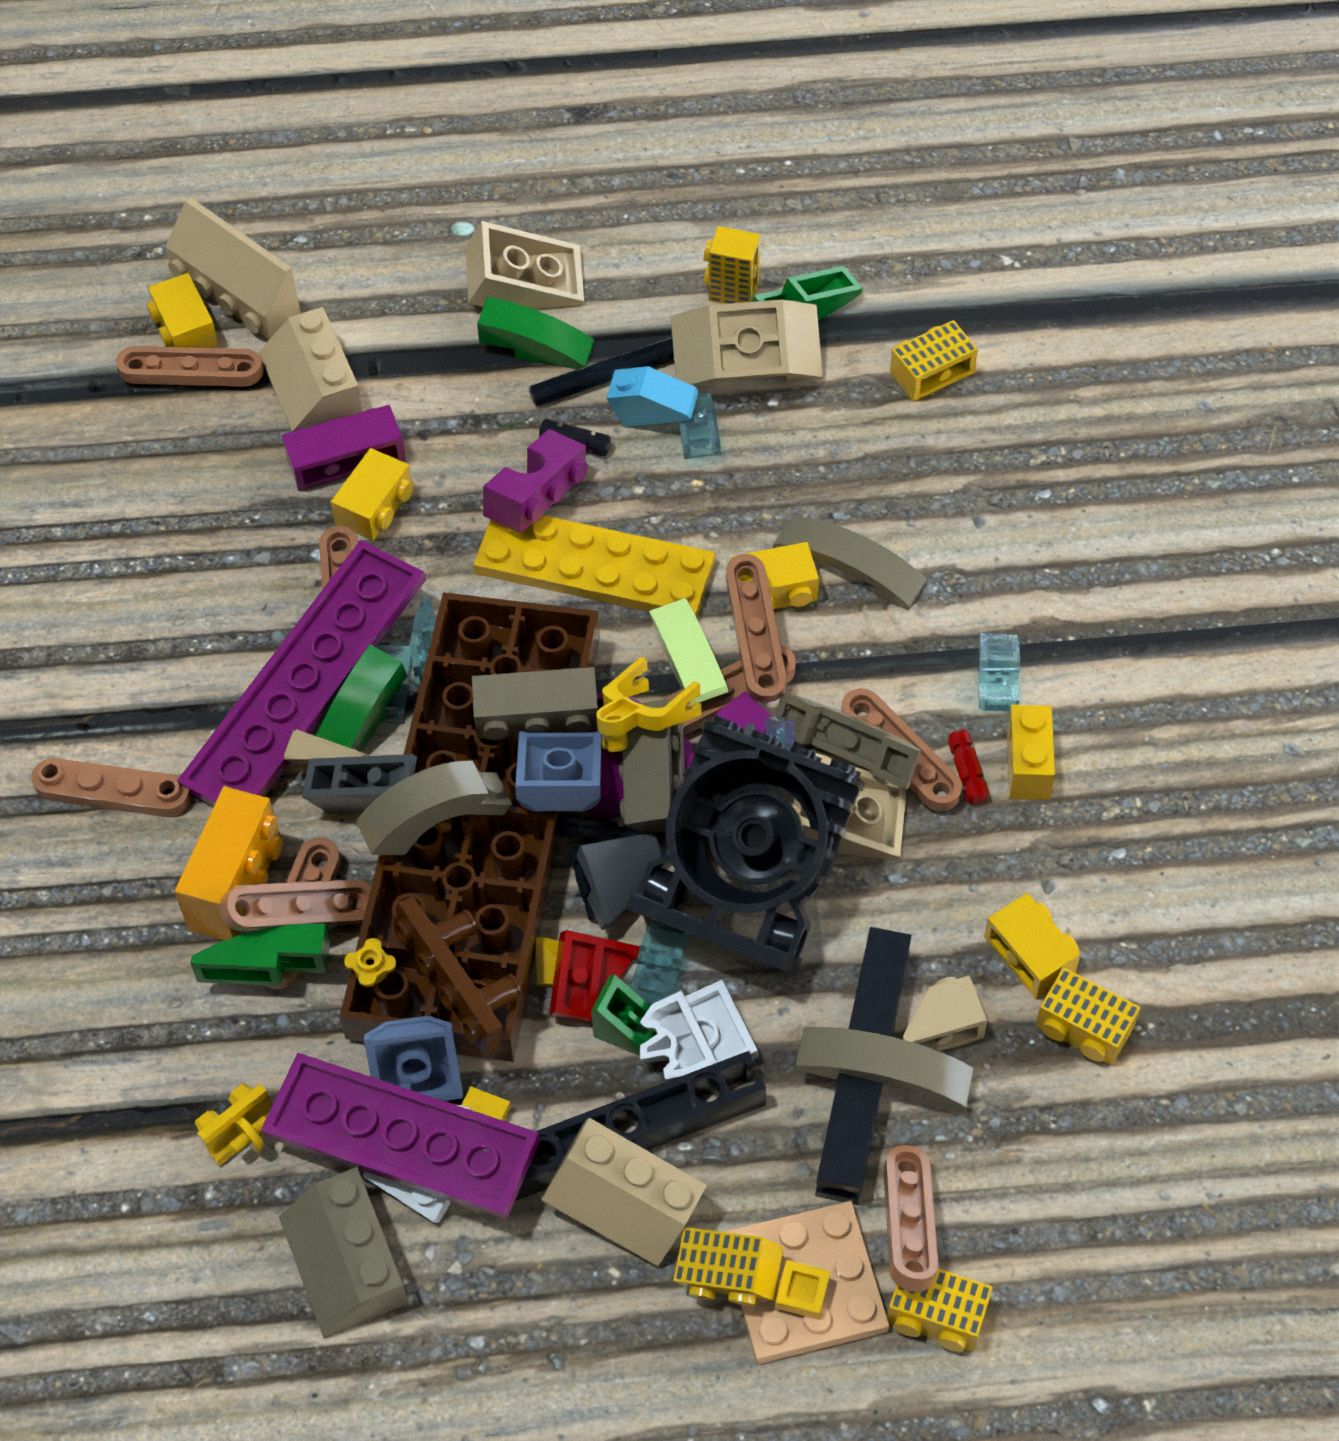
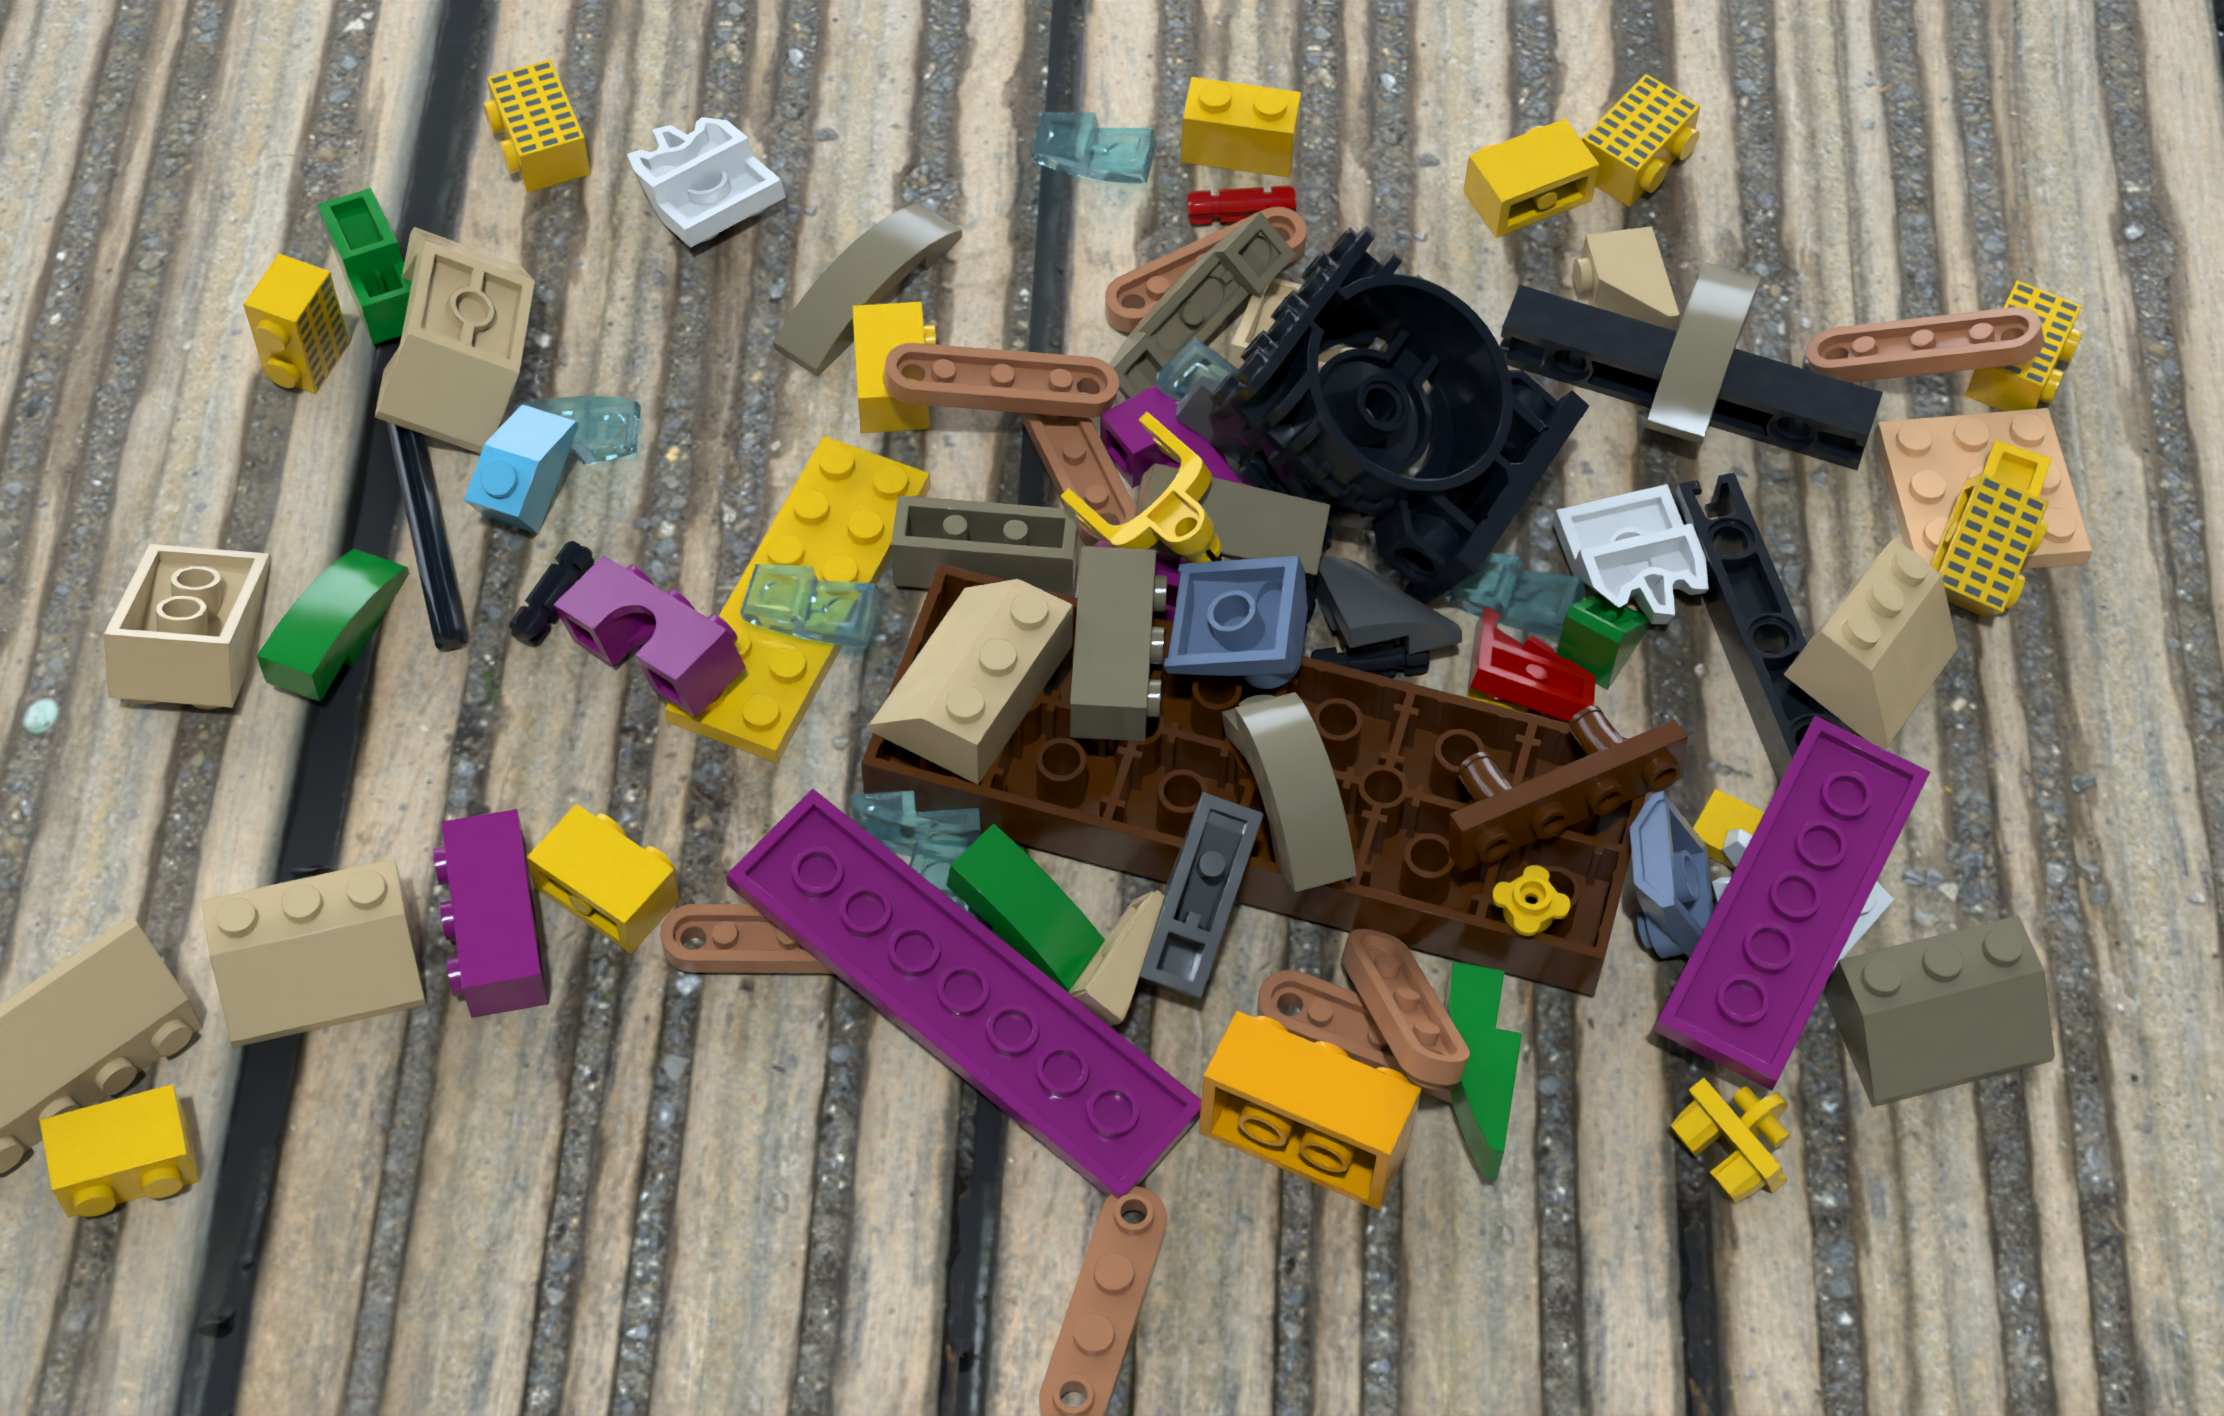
camera: 85 degrees left, 0 degrees up
(189, 366) = (236, 1150): nougat plate -> none
(498, 634) = (978, 676): none -> tan slope
(570, 558) = (801, 606): none -> clear light blue slope
(630, 630) = (986, 539): none -> dark tan brick
(688, 649) = (1022, 469): yellowish green slope -> none
(909, 453) = (704, 179): none -> white plate

